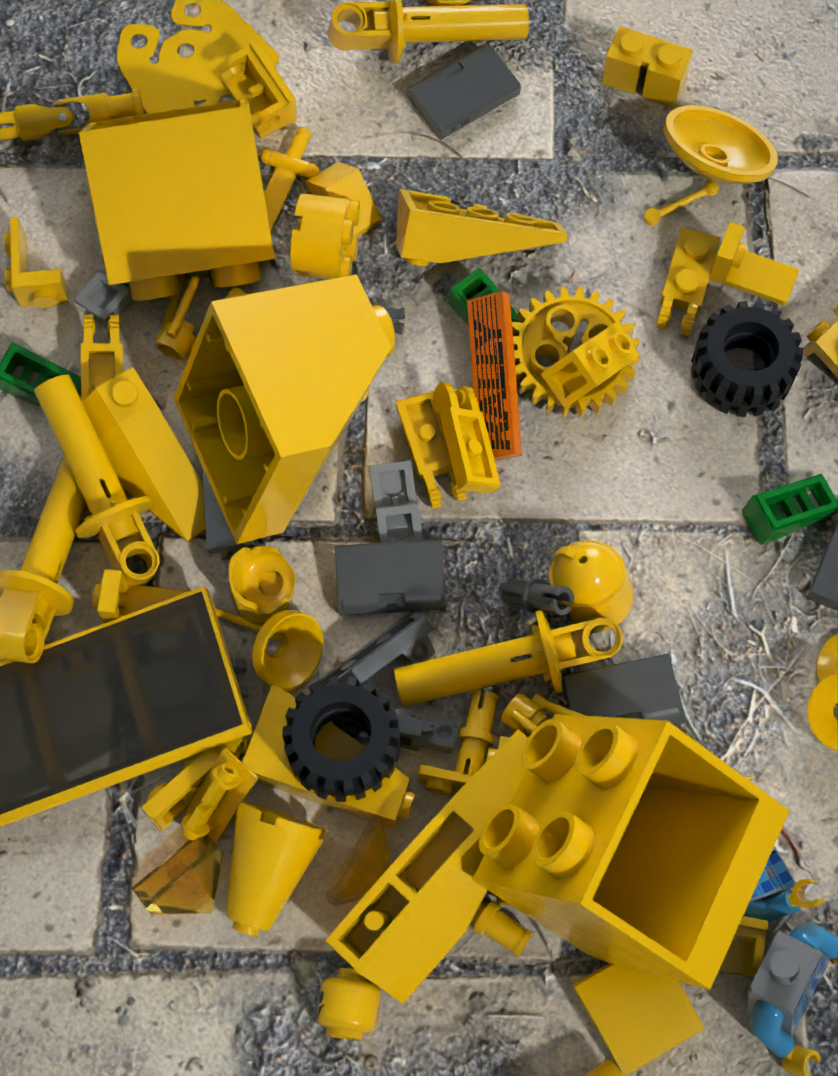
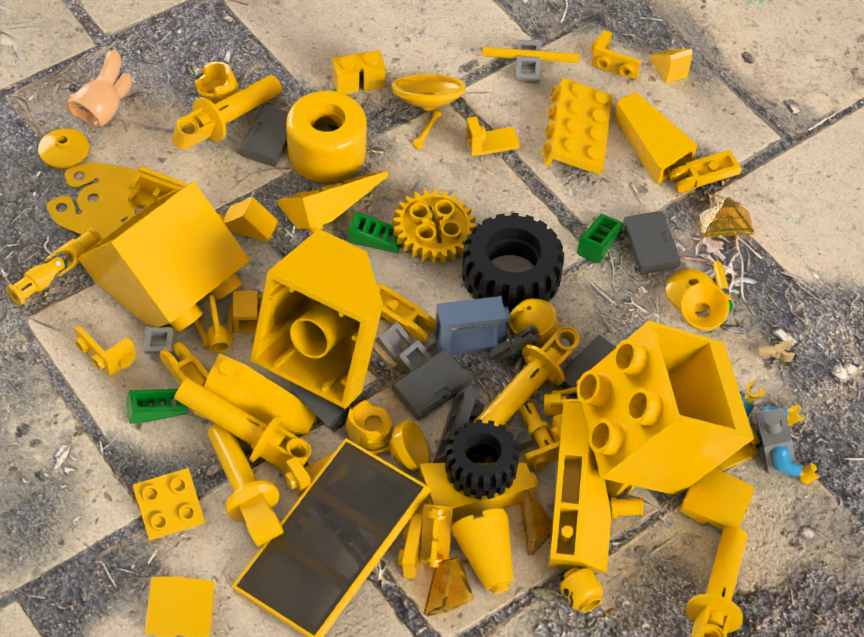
camera: 40 degrees left, 15 degrees down
(324, 237) = (262, 240): yellow brick -> none
(466, 439) = (413, 291): yellow hinge -> none
(495, 371) = (406, 258): orange tile -> none
(495, 530) = (468, 314): none -> sand blue window
(517, 169) = (326, 155): none -> yellow piece
(590, 364) = (453, 223): yellow bracket -> none
(640, 425) = (516, 237): none -> black tyre
(688, 277) = (461, 162): yellow hinge -> none
(752, 330) = (524, 164): black tyre -> none

